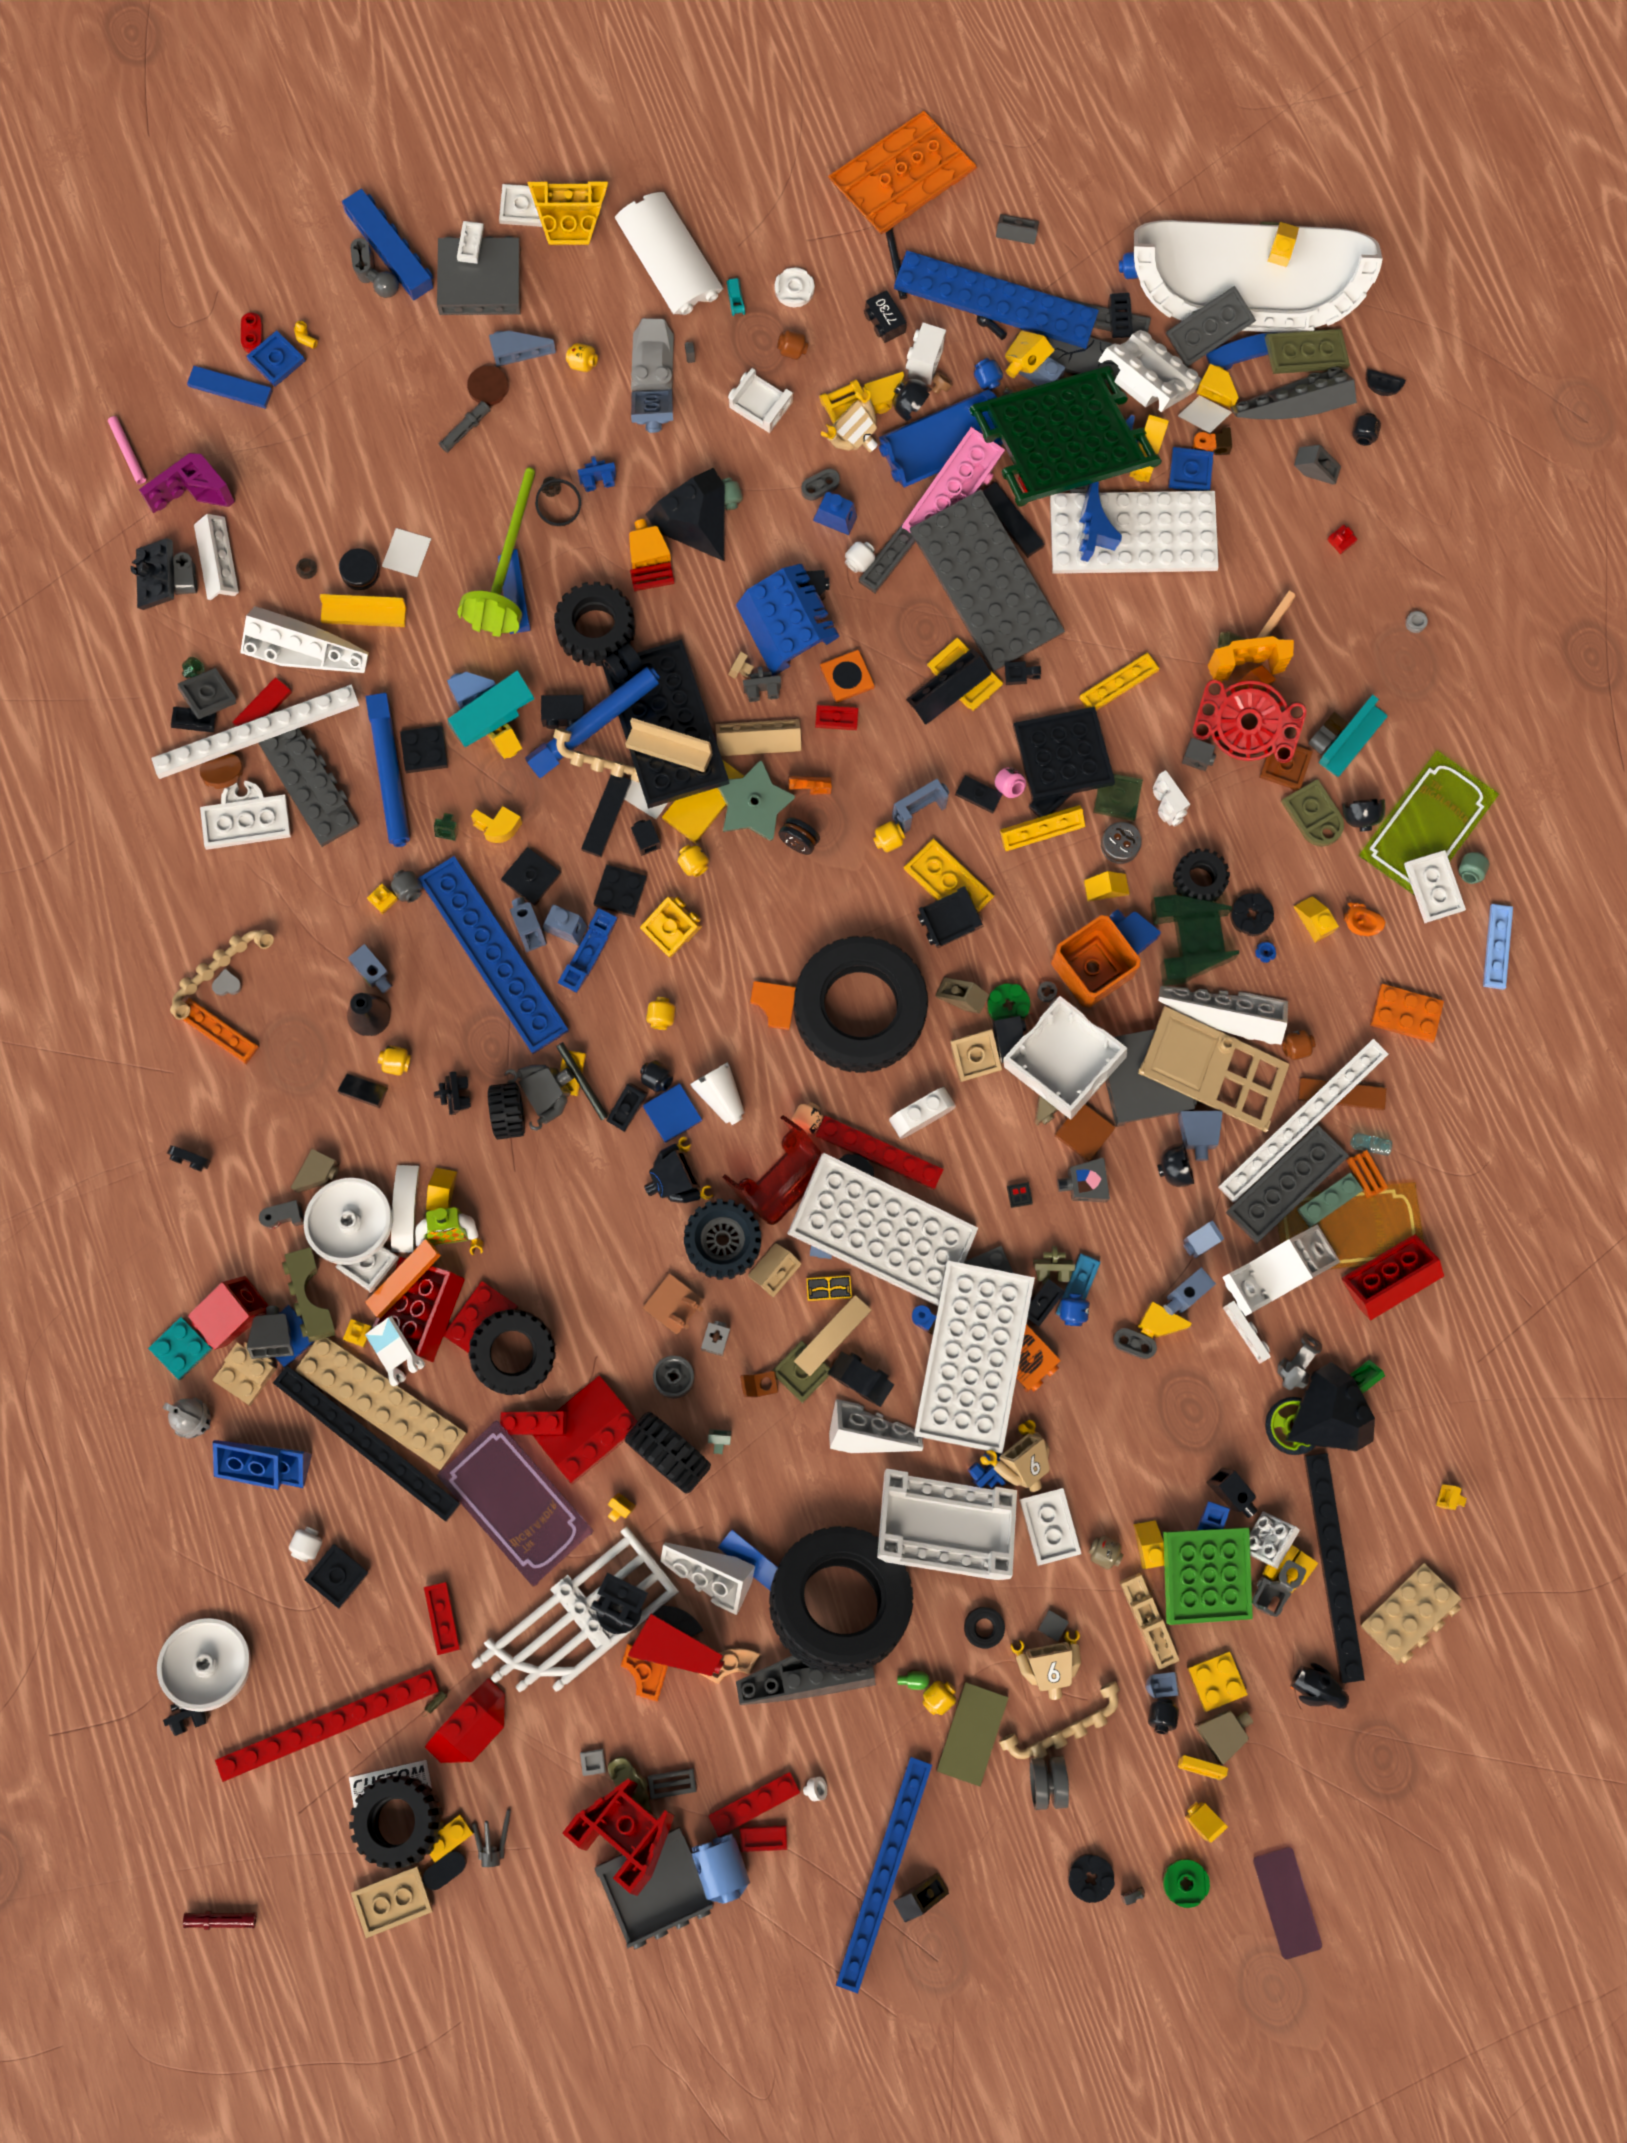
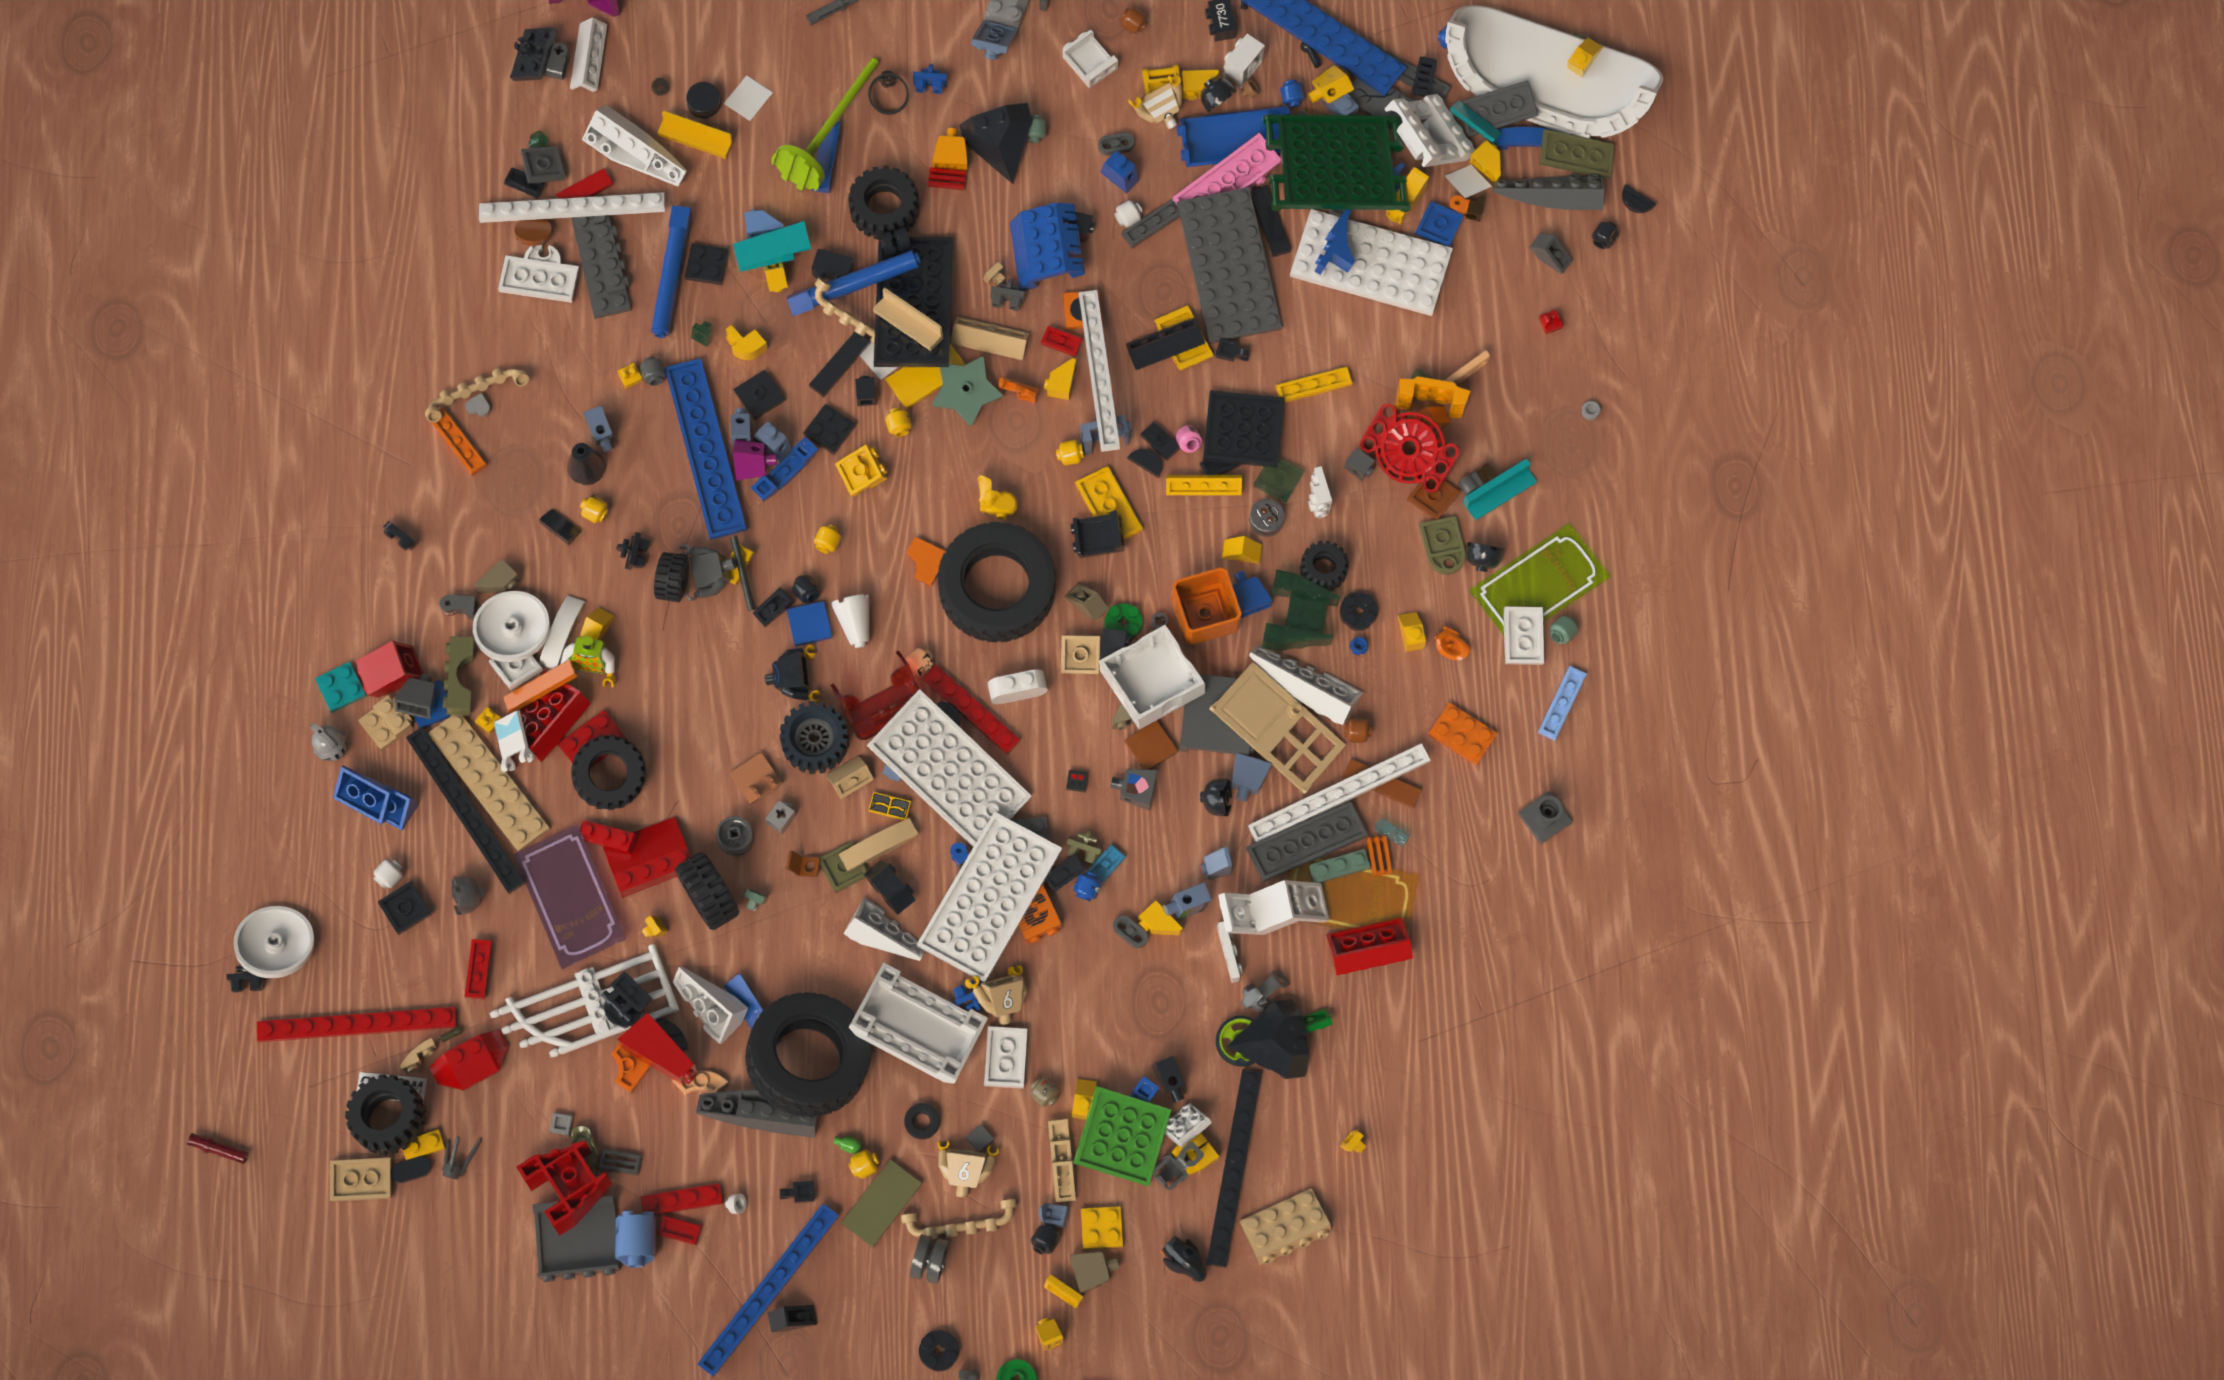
camera: 20 degrees right, 5 degrees down
(400, 1539) = (465, 894): none -> flat silver cylinder
(405, 1746) = (413, 1061): none -> tan slope
(549, 952) = (751, 459): none -> magenta torso
(799, 836) = (994, 428): black head -> none
(828, 917) = (996, 503): none -> yellow head
(851, 761) = (1061, 380): none -> yellow slope
(882, 1752) = (801, 1192): none -> black plate
(893, 739) = (1099, 371): none -> white plate
(973, 820) = (1147, 460): none -> black tile
(1192, 348) = (1475, 122): none -> teal slope
(1525, 1076) = (1541, 825): none -> dark grey plant

